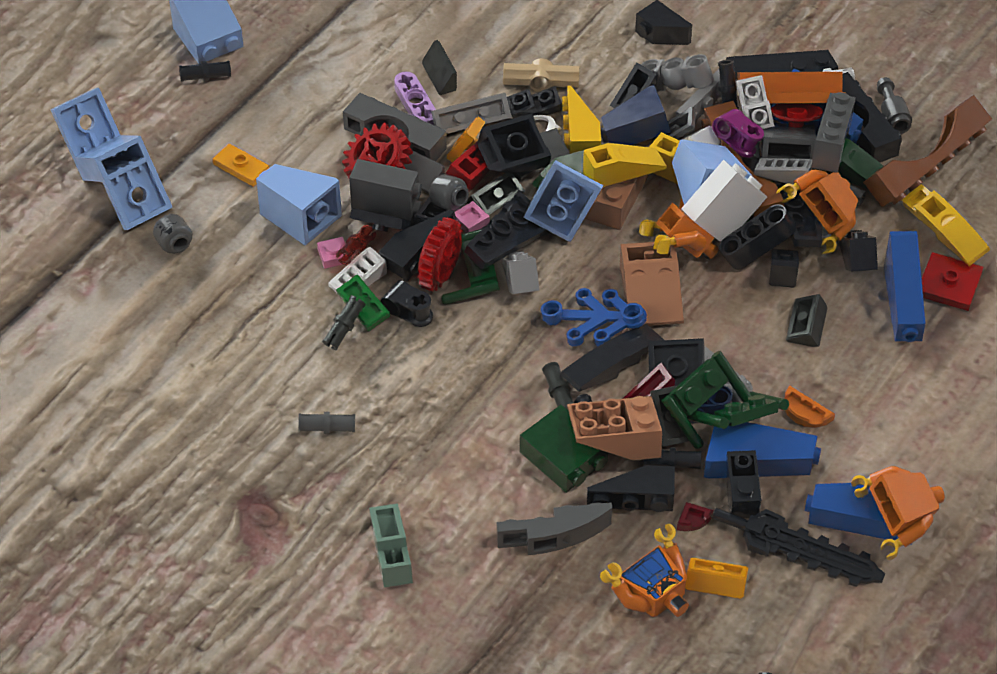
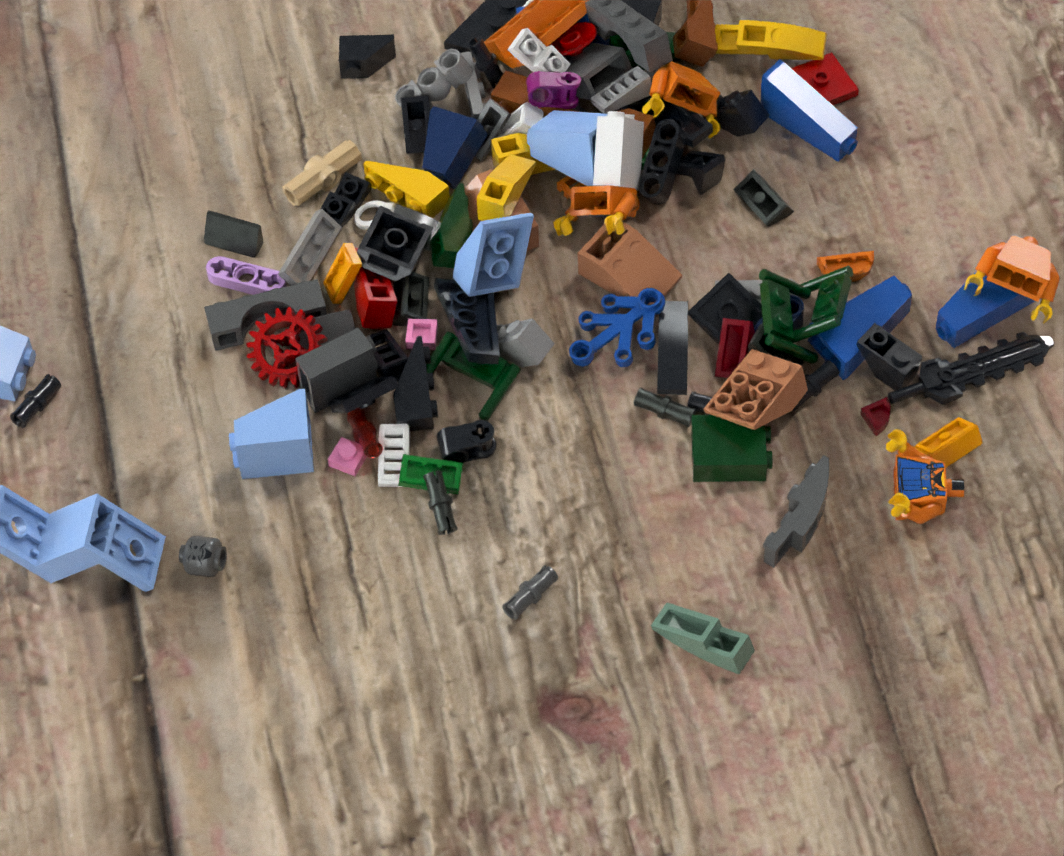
camera: 45 degrees left, 5 degrees up
(239, 164) = (173, 452): light orange plate -> none
(439, 254) = (453, 380): red gear -> none
(448, 192) = (386, 326): dark grey head -> none
(639, 489) = (824, 425): black slope -> none

